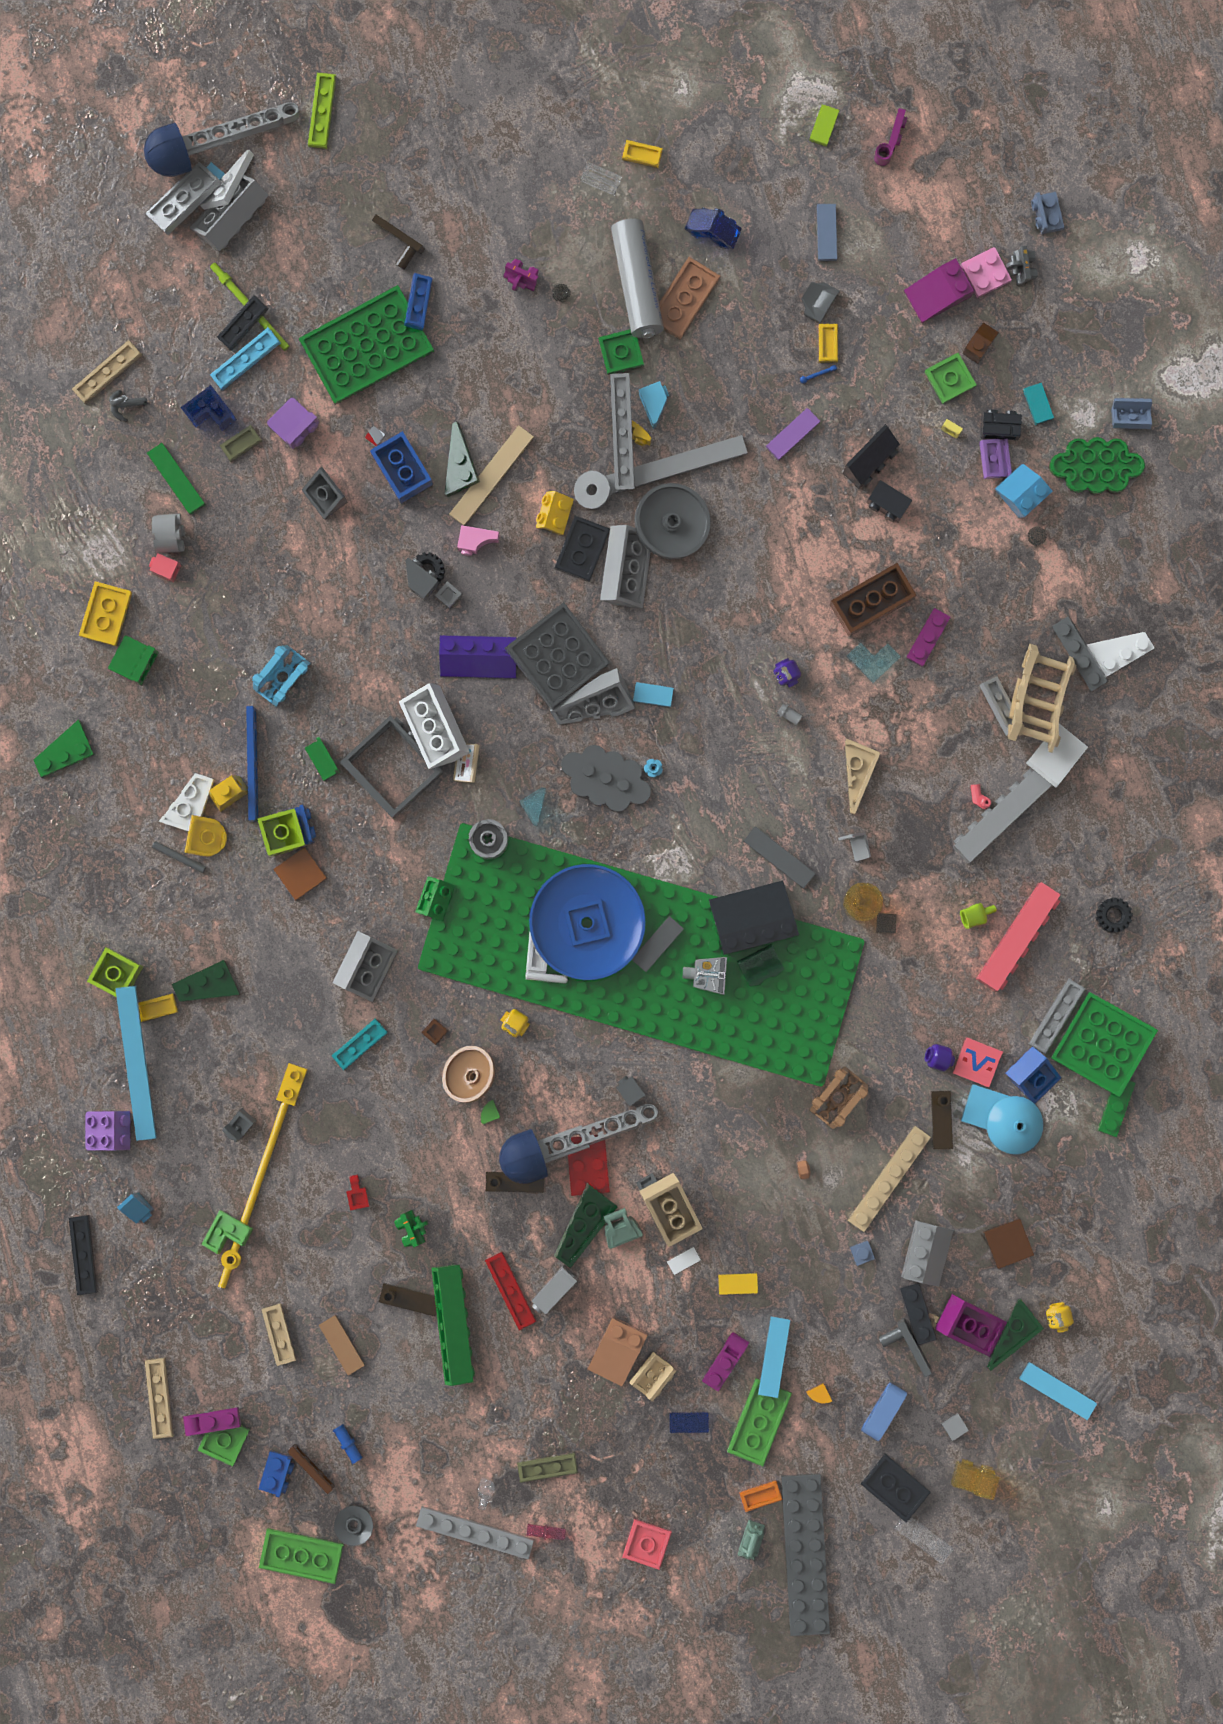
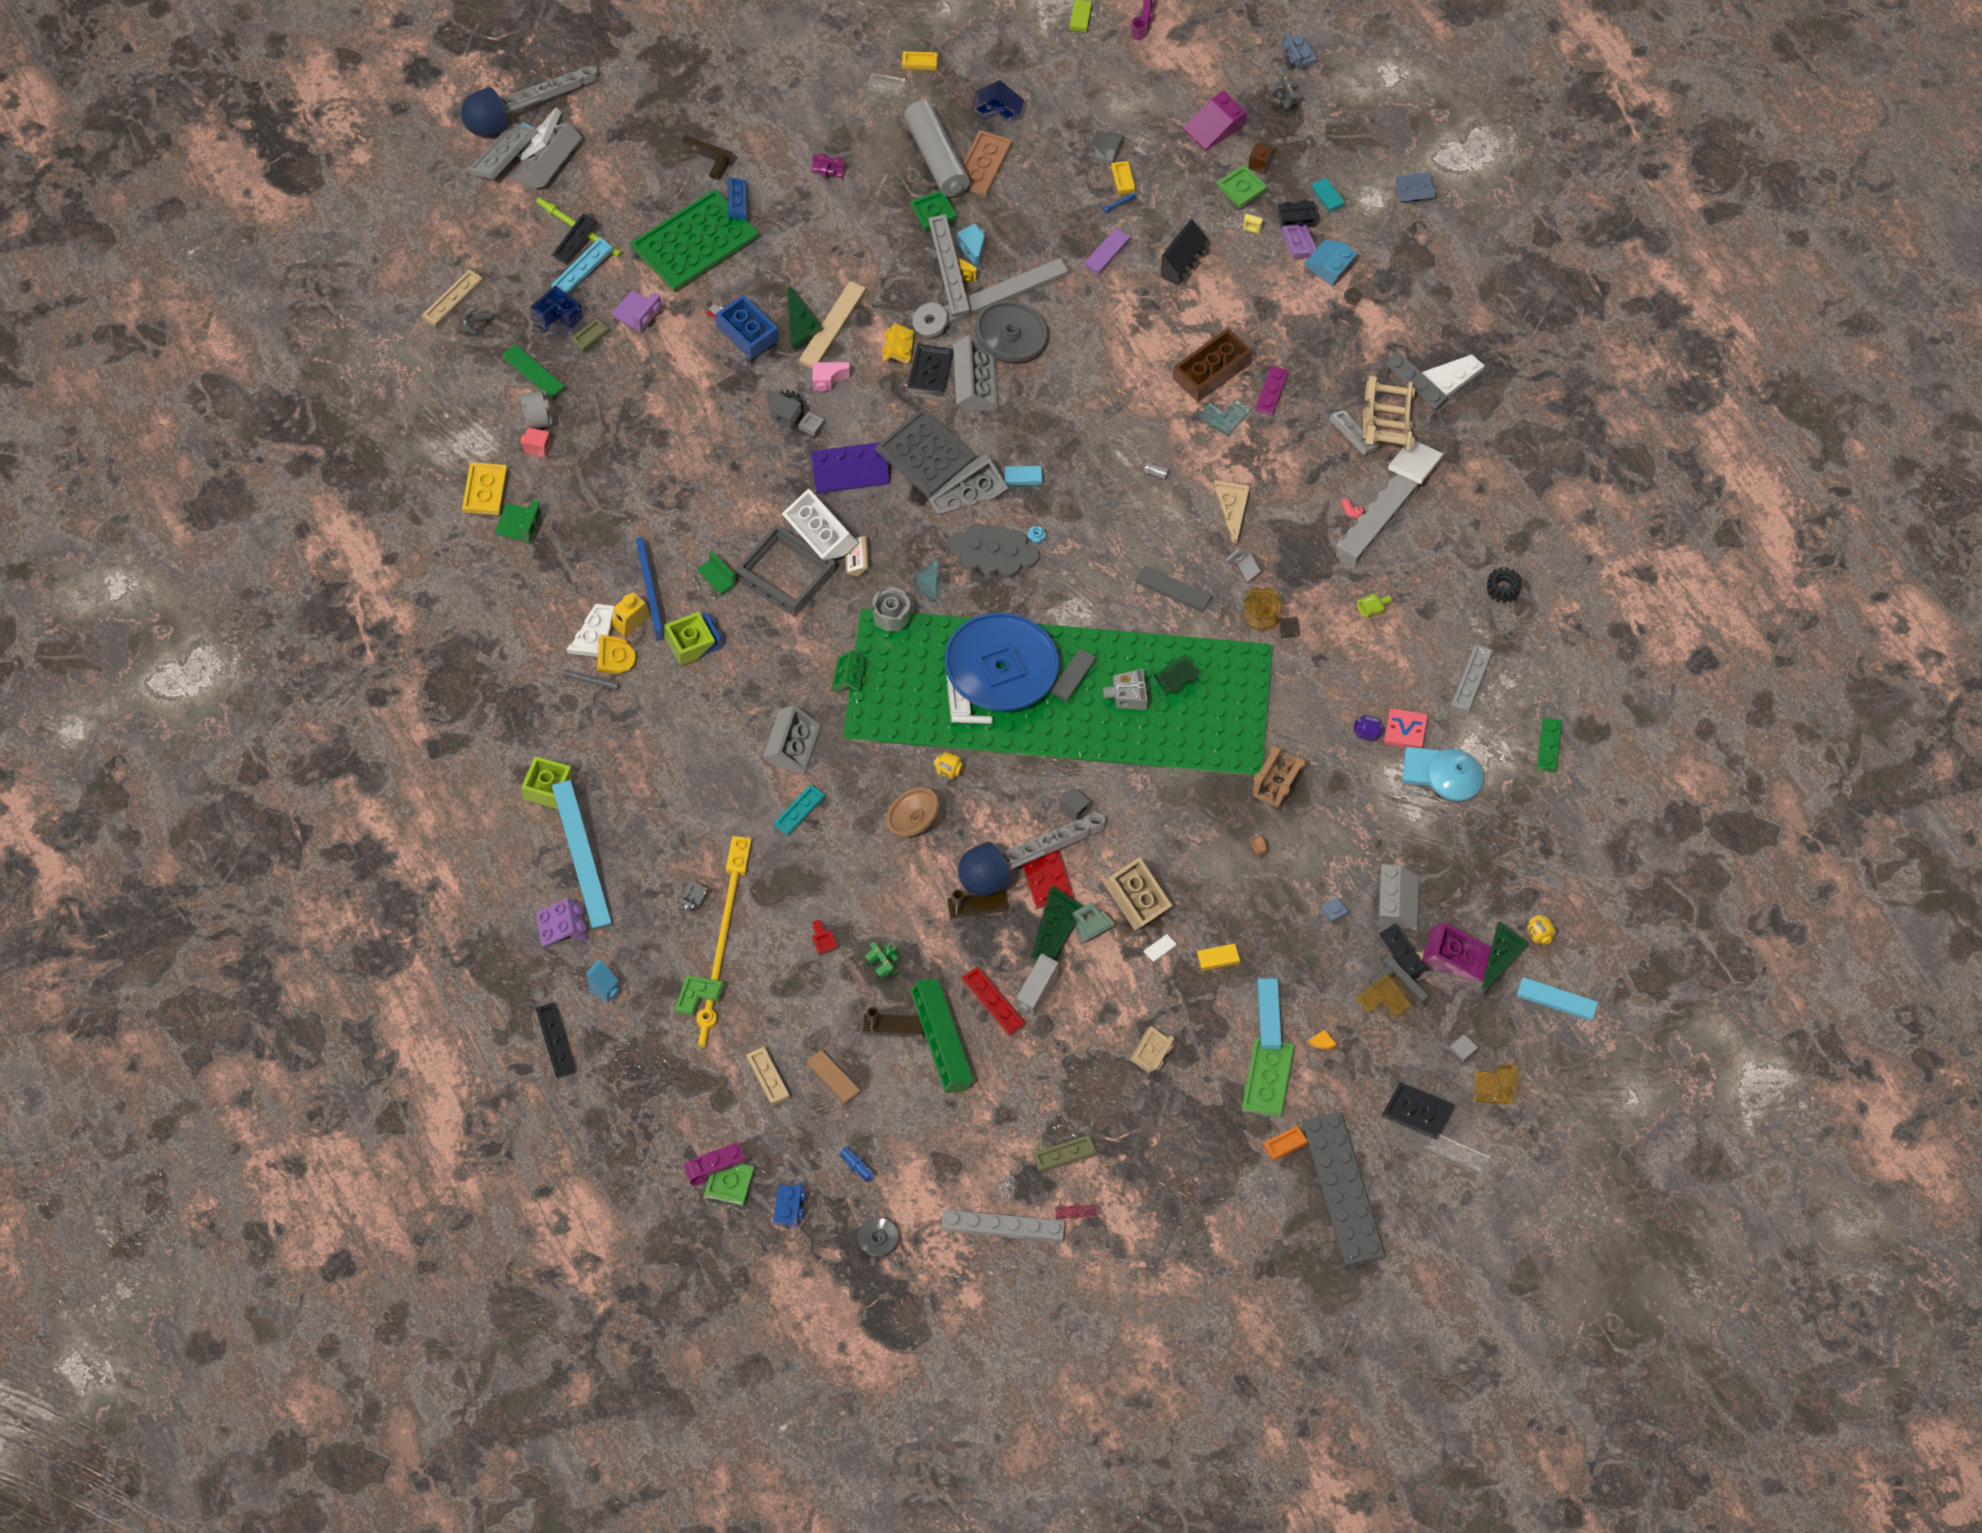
camera: 15 degrees left, 25 degrees down
(64, 751) = (463, 609): green wing -> none
(157, 1007) = (595, 810): yellow tile -> none
(159, 1398) = (655, 1157): tan tile -> none
(208, 983) = (638, 781): dark green wing -> none
(273, 668) = (655, 506): medium azure piece -> none
(300, 873) = (712, 675): dark orange tile -> none
(301, 1555) = (828, 1278): bright green tile -> none
(317, 1475) = (824, 1192): reddish brown tile -> none
(322, 110) = (618, 70): lime tile -> none
(324, 494) = (678, 359): dark grey slope -> none
(435, 1031) = (871, 787): reddish brown tile -> none
(489, 1112) = (940, 848): bright green tile -> none
(561, 288) = (867, 170): clear smoke plate -> none
(617, 1351) = (1112, 1033): nougat slope -> none
(647, 1544) = (1180, 1206): coral tile -> none
(689, 1422) = (1197, 1088): clear blue tile -> none
(725, 1361) = (1221, 1026): magenta plate -> none
(751, 1540) = (1285, 1184): sand green piece -> none
(753, 917) = (1162, 639): black slope -> none
(787, 672) = (1146, 435): dark purple head -> none
(826, 232) = (1102, 94): sand blue tile -> none
(884, 1411) = (1389, 1044): medium blue beam -> none
(887, 1361) = (1383, 990): none -> clear yellow brick
(888, 501) = (1209, 288): black brick -> none
(889, 1178) = (1344, 842): tan plate -> none
(941, 1120) = (1383, 781): dark brown piece -> none
(986, 272) = (1256, 103): bright pink plate -> none
(1008, 1243) = (1475, 878): reddish brown tile -> none
(1018, 936) = (1417, 616): coral brick -> none
(1033, 1075) = (1462, 728): blue slope -> none
(1097, 465) = (1393, 233): green plate -> none
(1104, 1044) = (1522, 690): green plate -> none

